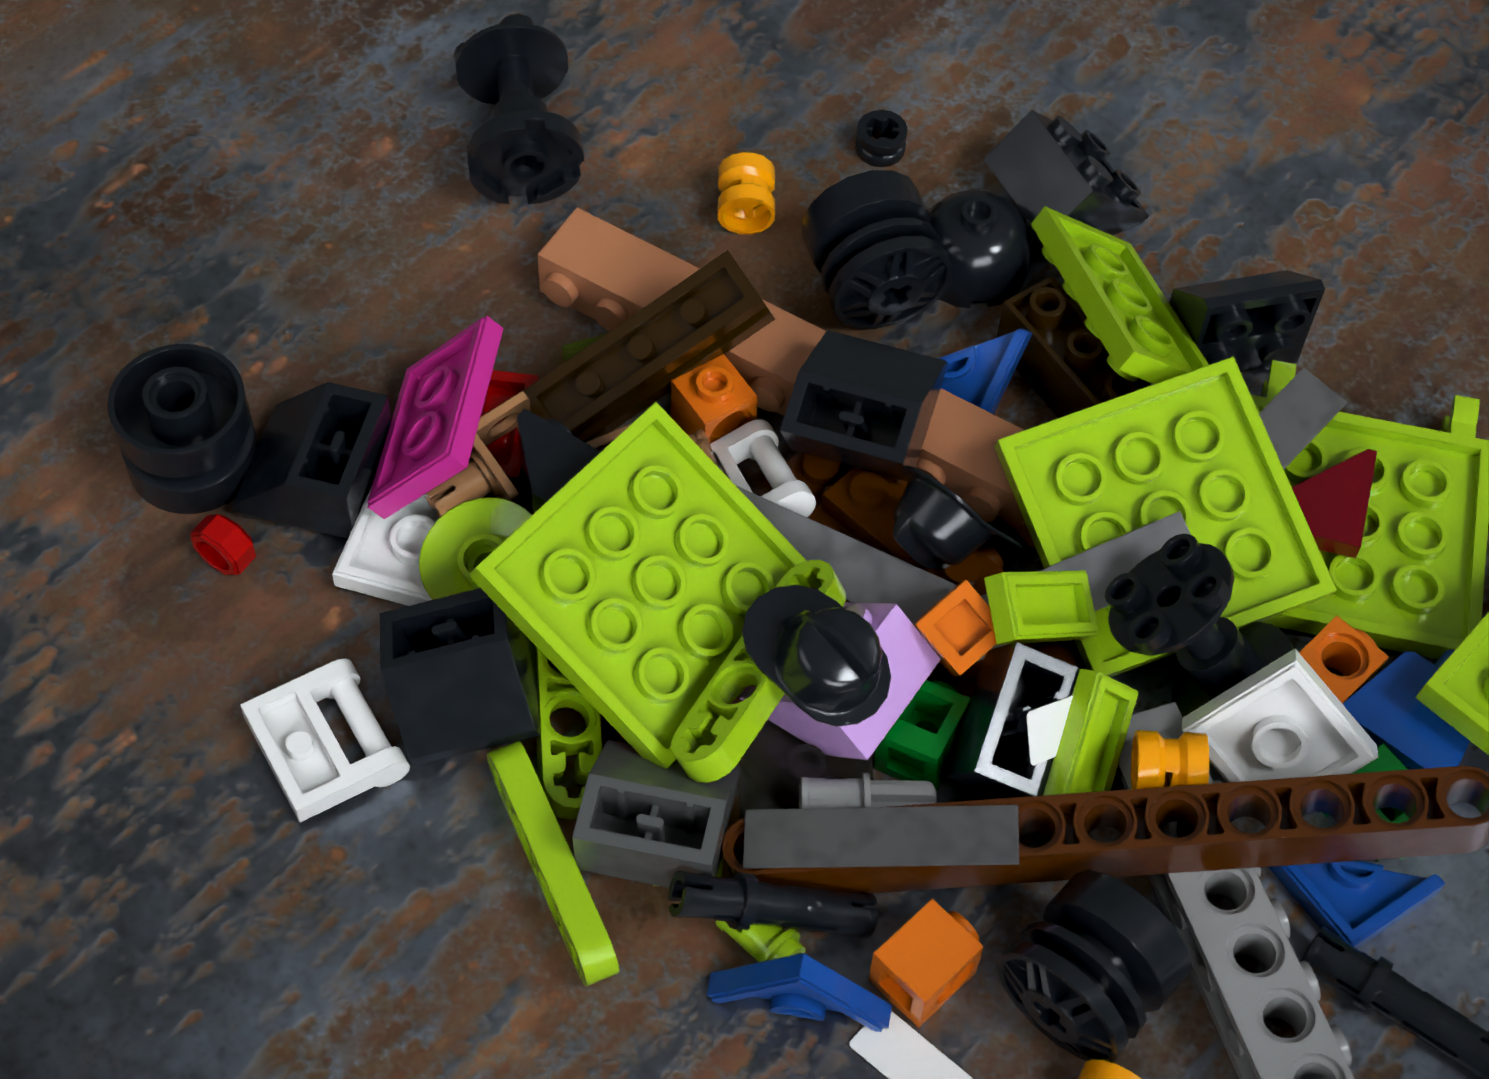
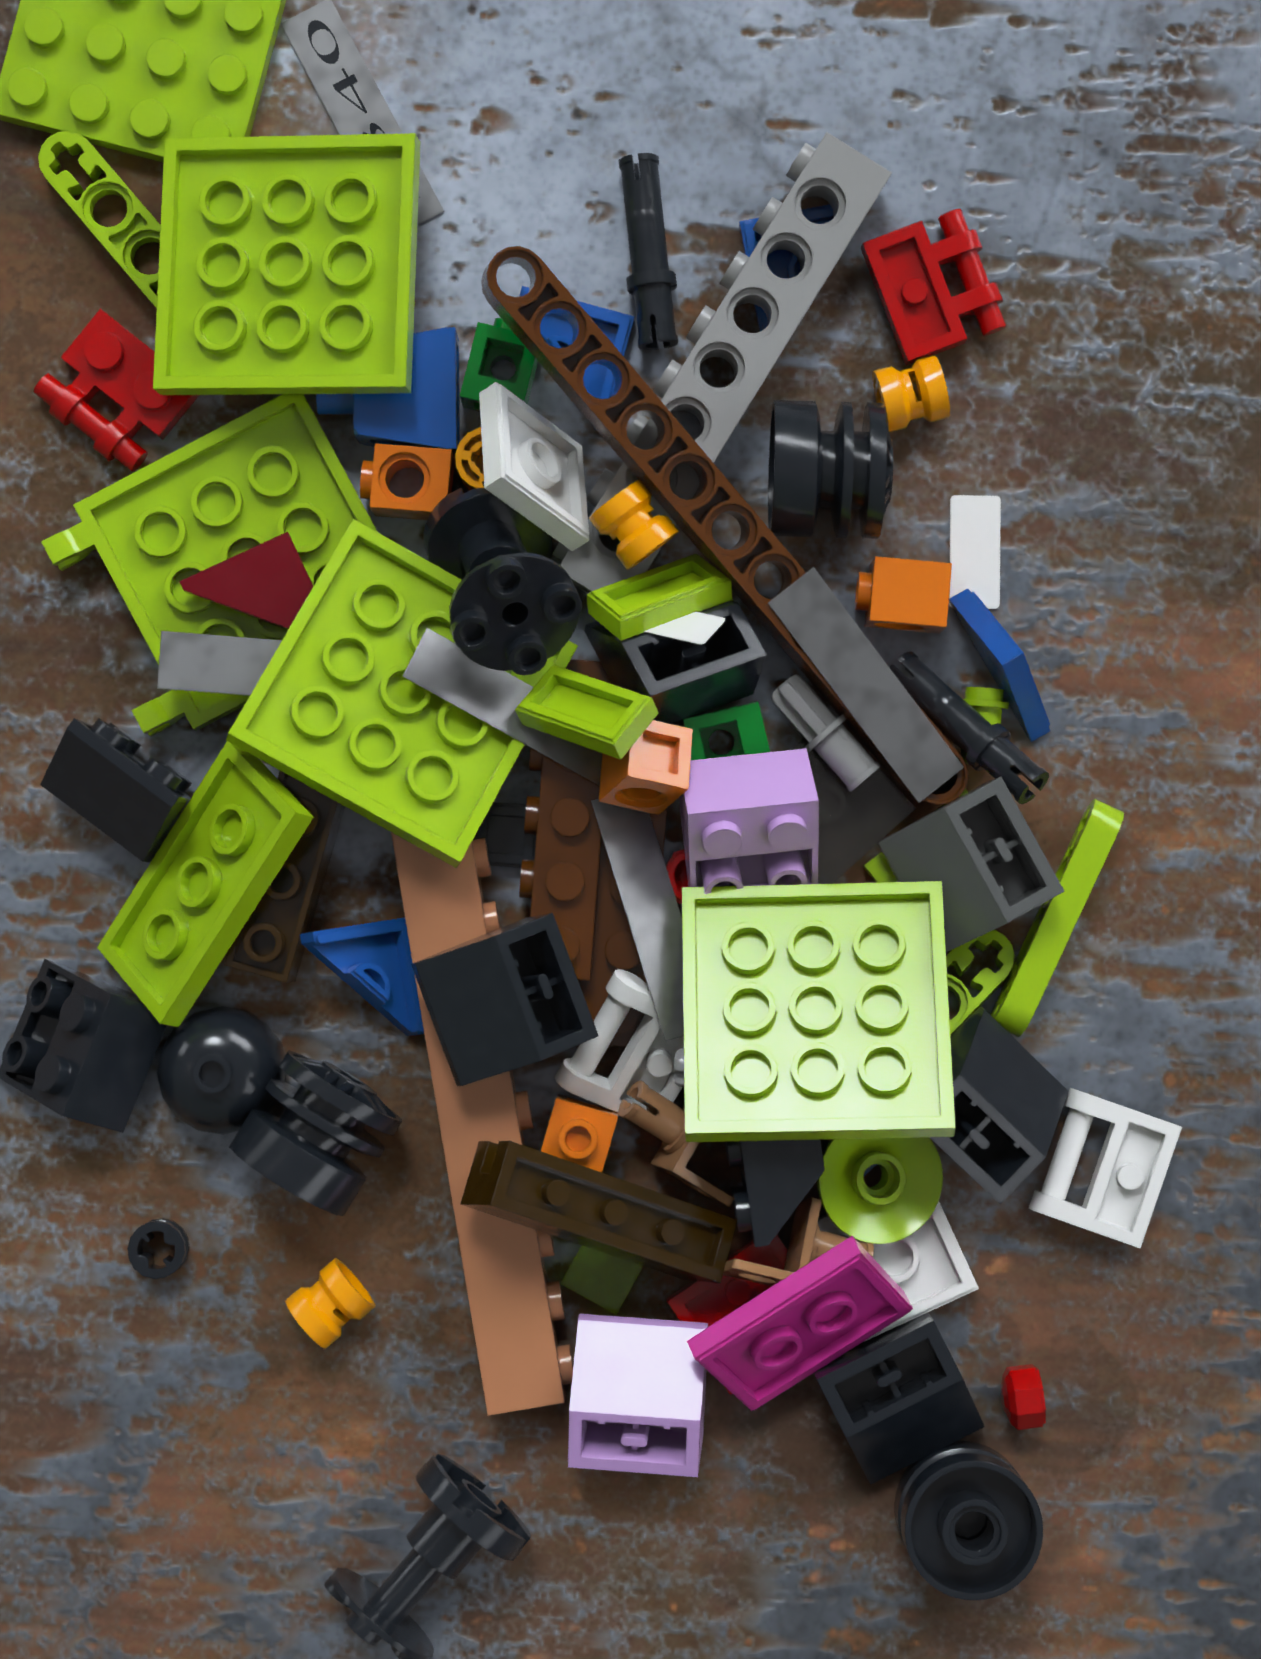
camera: 130 degrees left, 30 degrees up
(496, 277) = (636, 1396): none -> slope
(719, 733) = (817, 887): lime beam -> none
(818, 654) = (782, 836): black piece -> none
(938, 524) = (557, 845): black piece -> none

